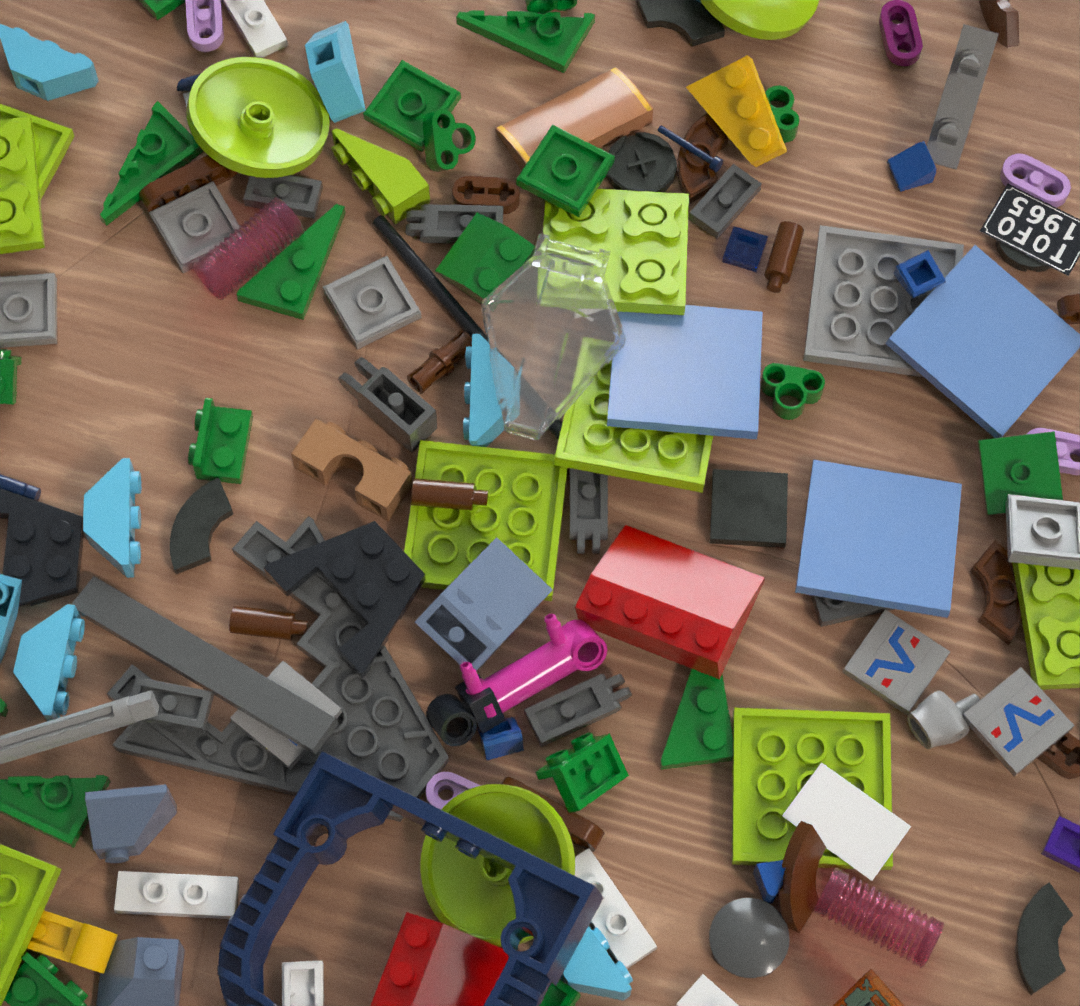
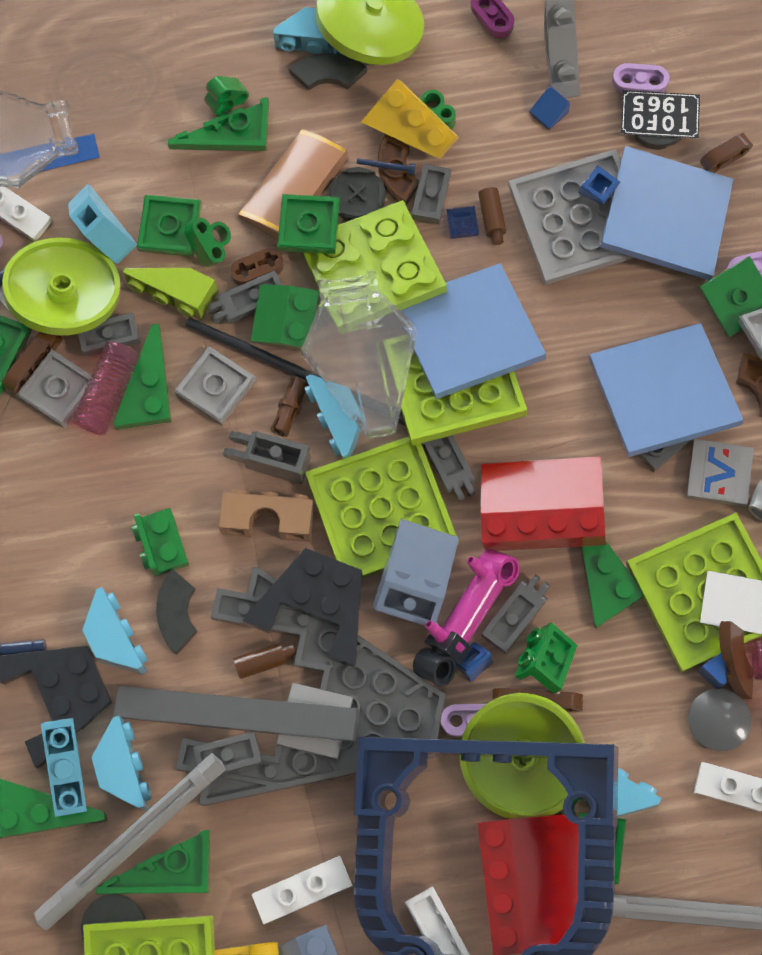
camera: 20 degrees left, 5 degrees up
(127, 819) = (240, 856): sand blue slope -> none
(447, 494) = (347, 503): reddish brown cylinder -> none
(614, 917) = (632, 758): white plate -> none
(749, 508) = (562, 410): pearl dark grey tile -> none
(791, 383) = (546, 305): green piece -> none

